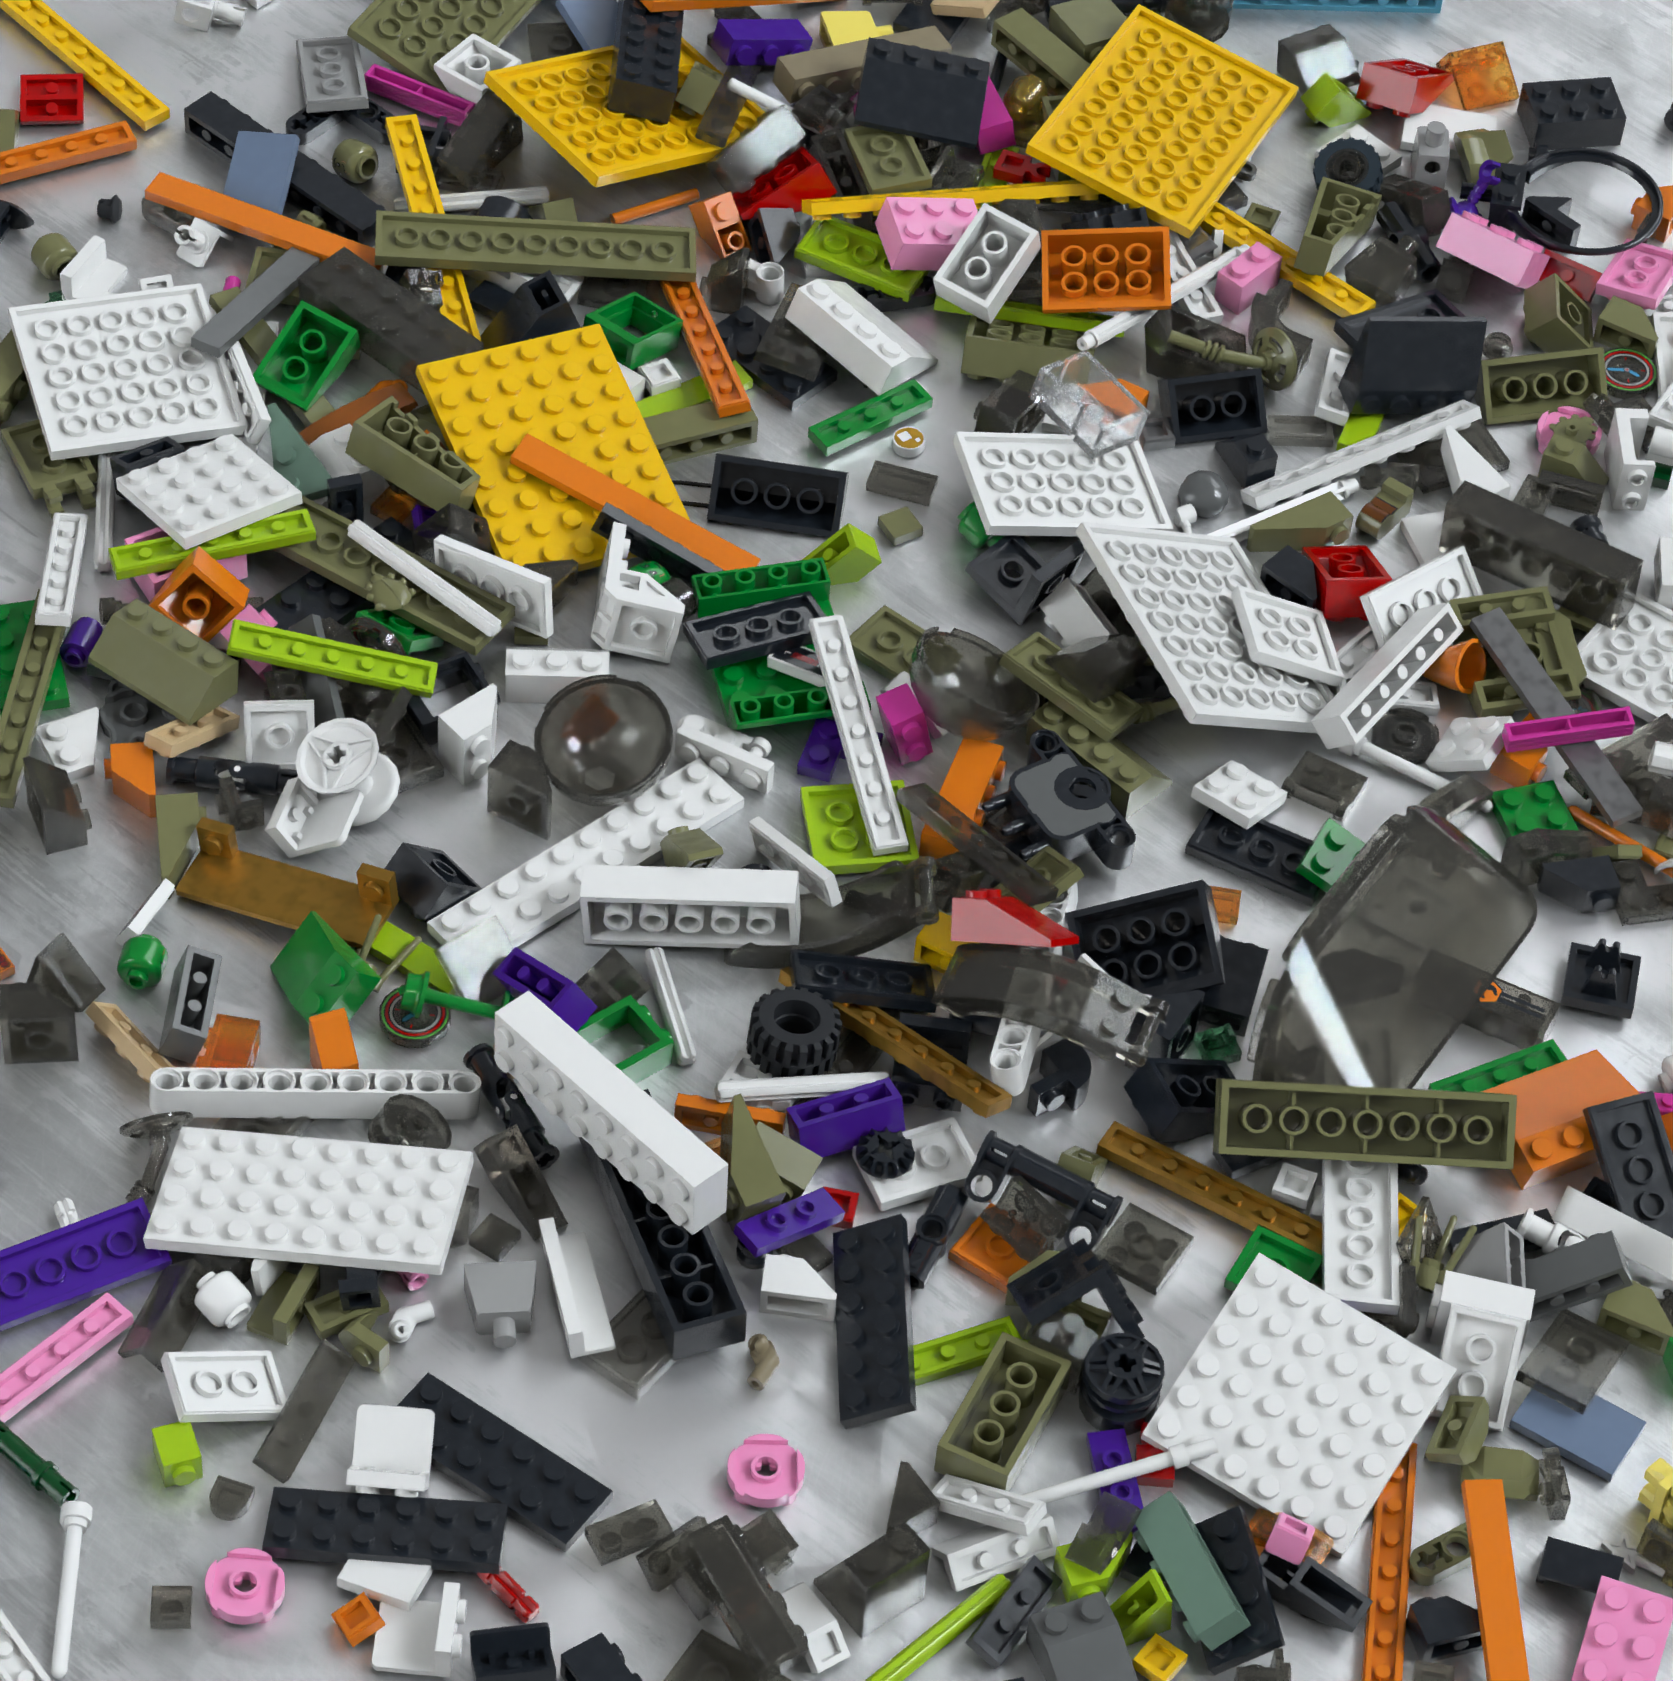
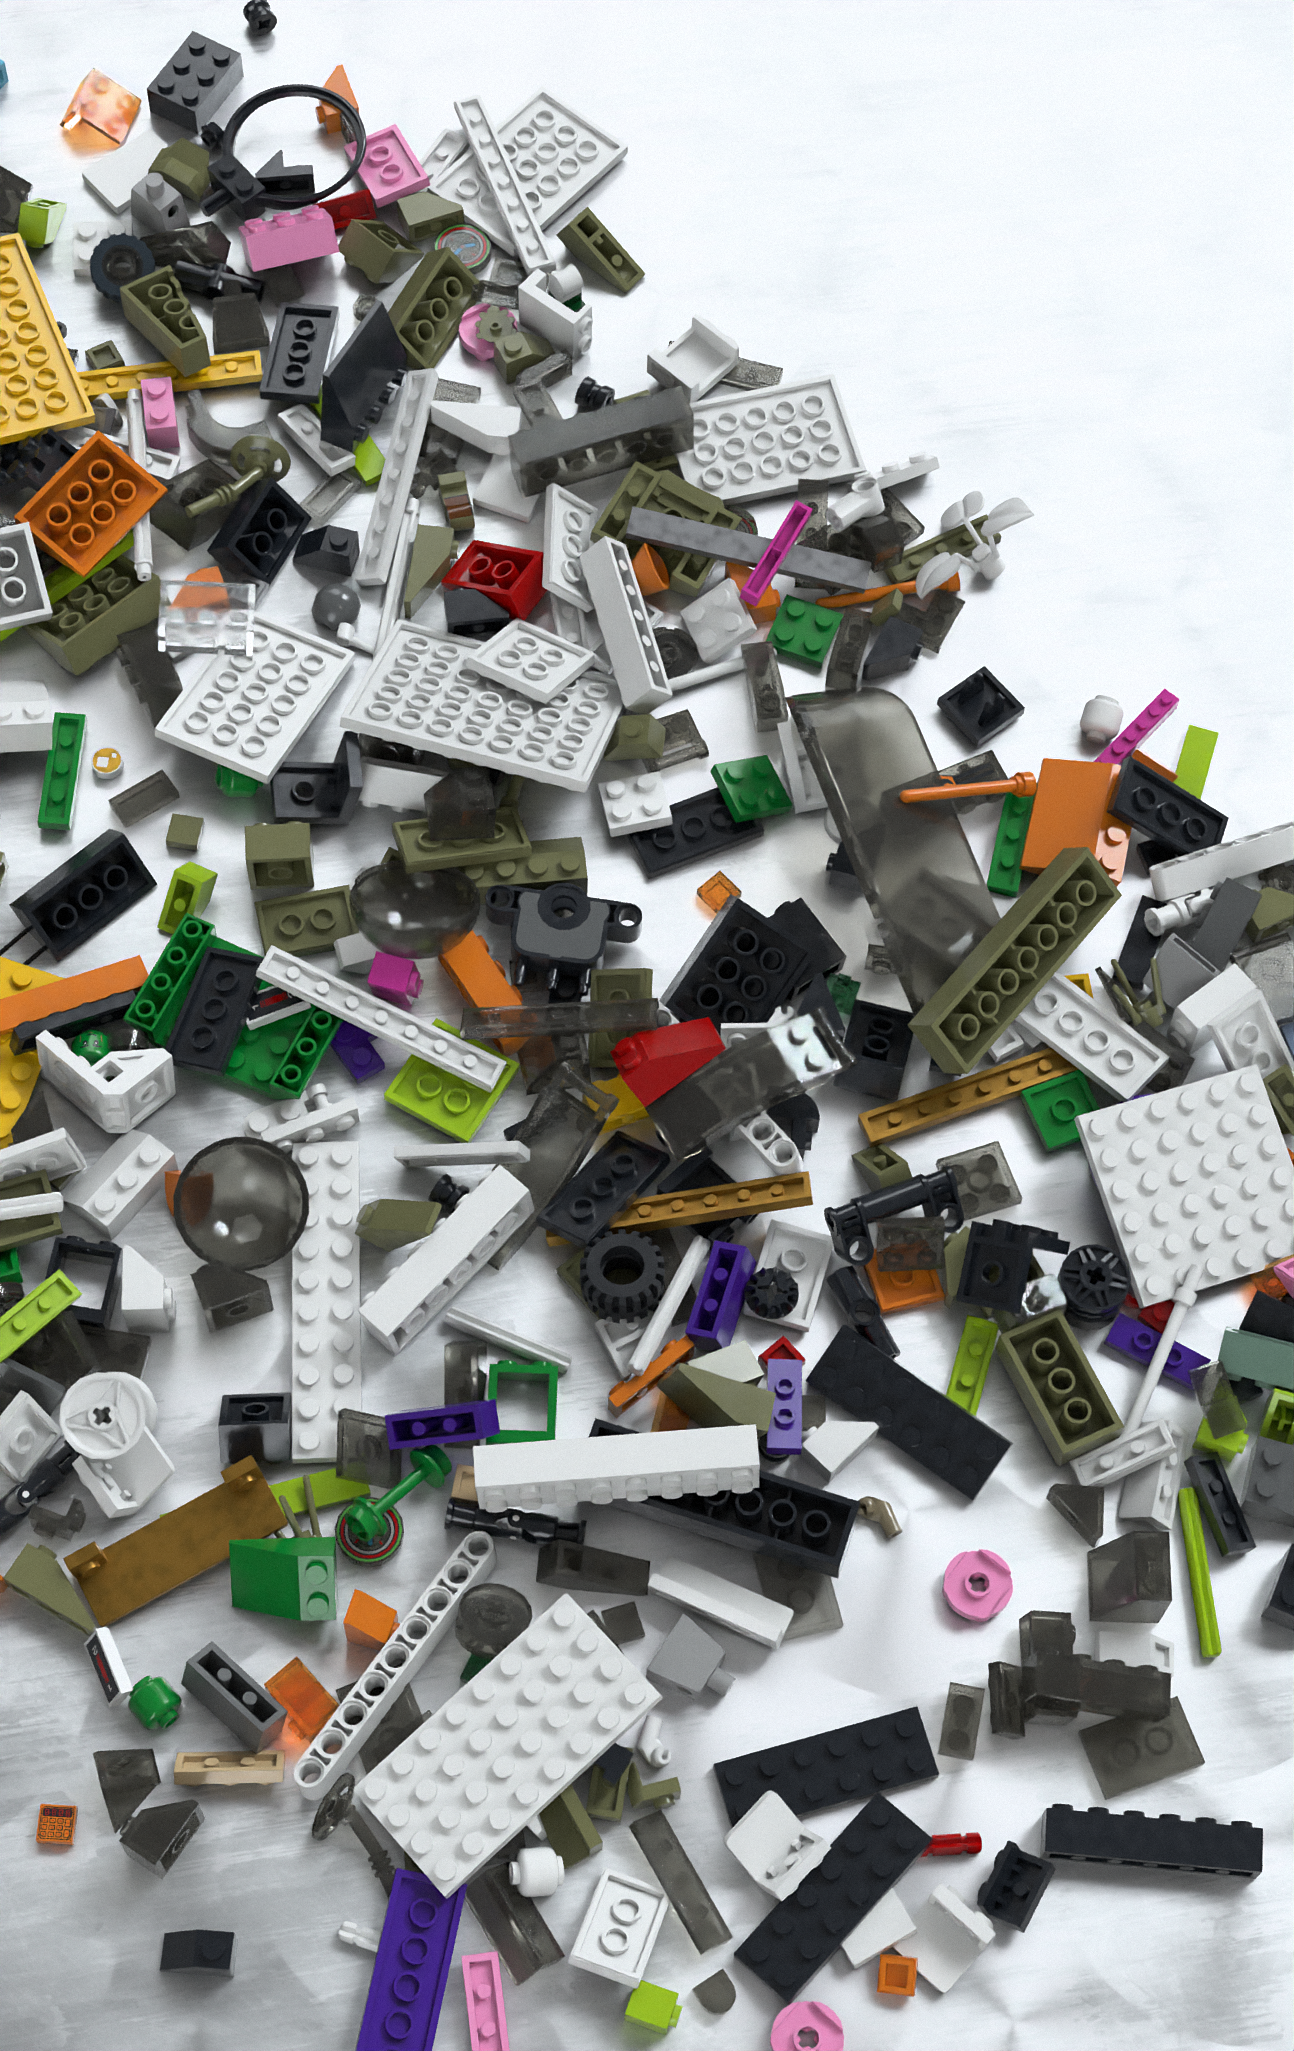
camera: 50 degrees left, 15 degrees up
(935, 586) = (279, 855): none -> olive brick
(1295, 751) = (636, 739): none -> olive slope
(1402, 85) = (68, 162): slope -> none
(1485, 179) = (225, 222): dark purple piece -> none
(1546, 1041) = (1021, 784): none -> orange piece

